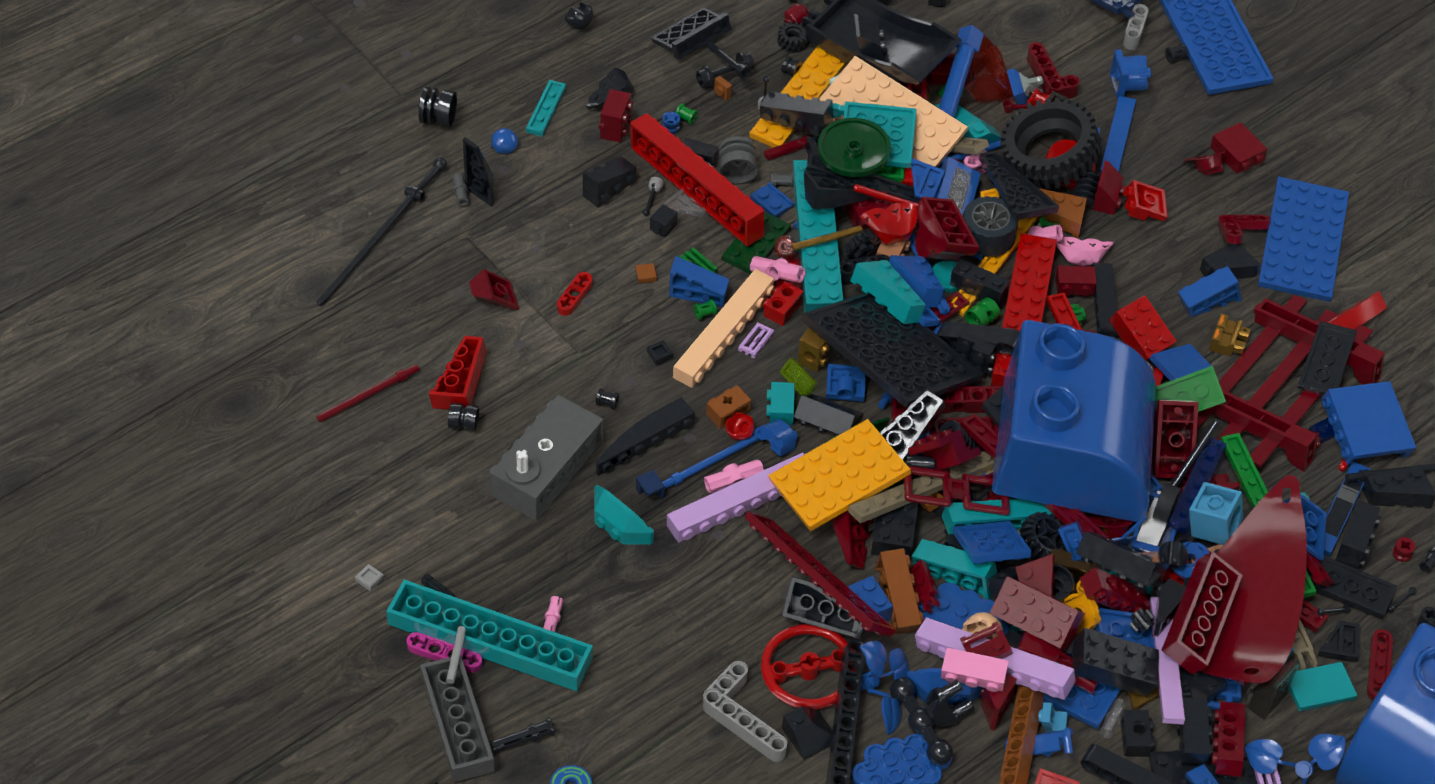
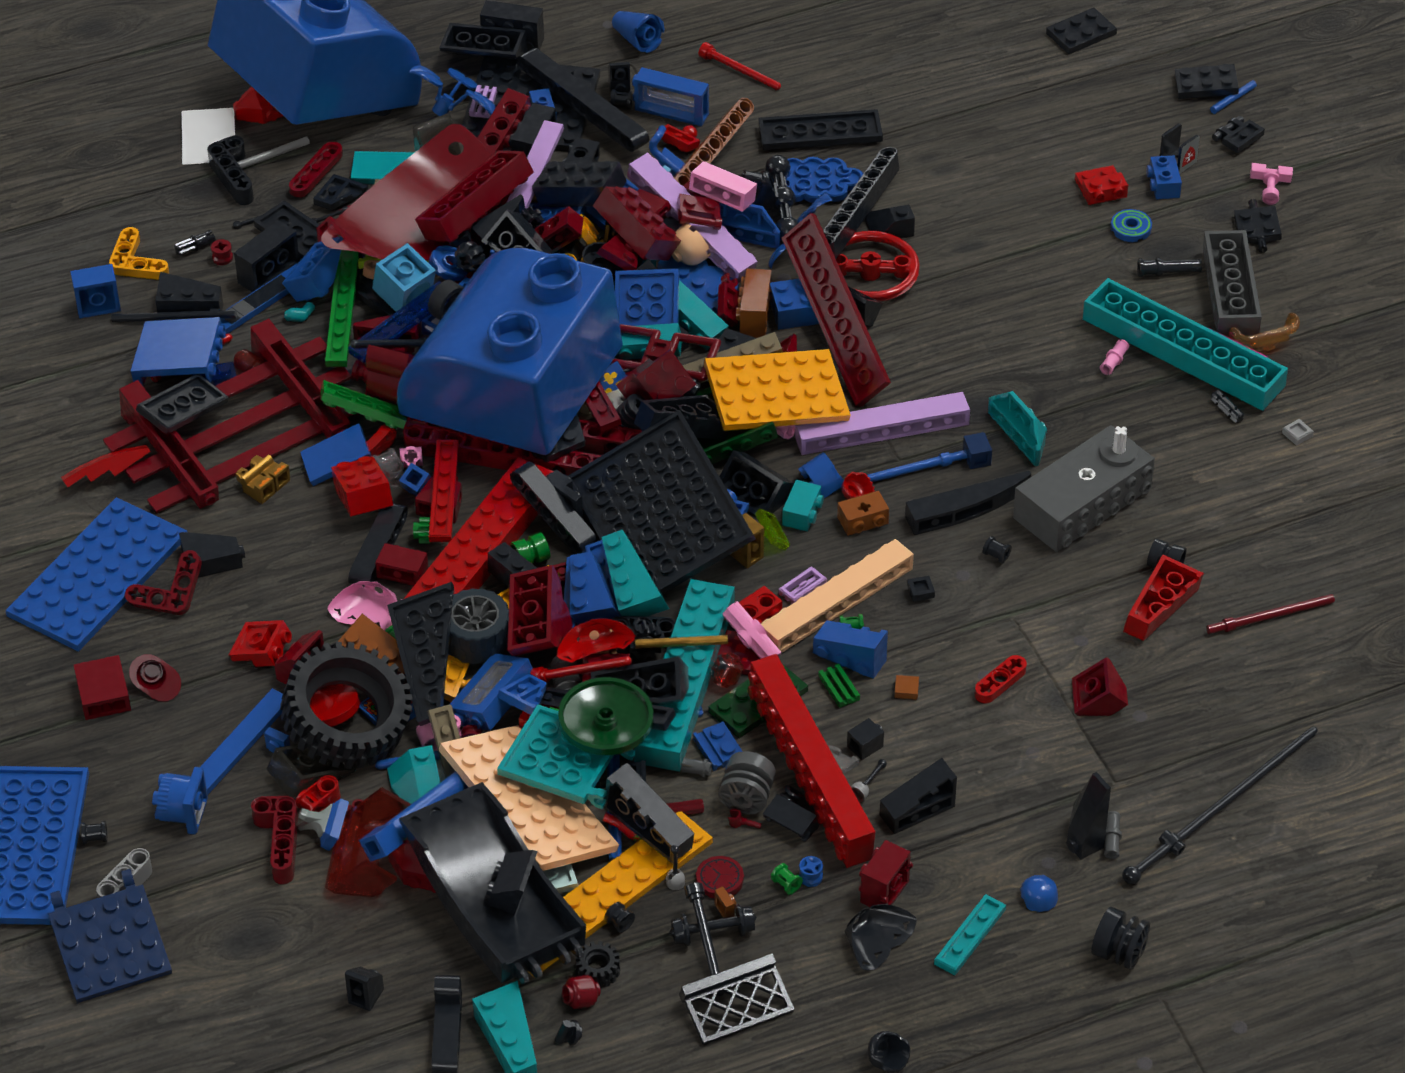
camera: 160 degrees left, 5 degrees down
(410, 667) = (1268, 338): none -> clear orange piece
(456, 654) = (1224, 313): light grey bar -> none
(731, 474) = (882, 445): bright pink piece -> none
(734, 110) = (720, 872): none -> dark red tile
(740, 715) = (967, 252): light grey beam -> none
(1210, 292) = (255, 519): blue wedge -> none

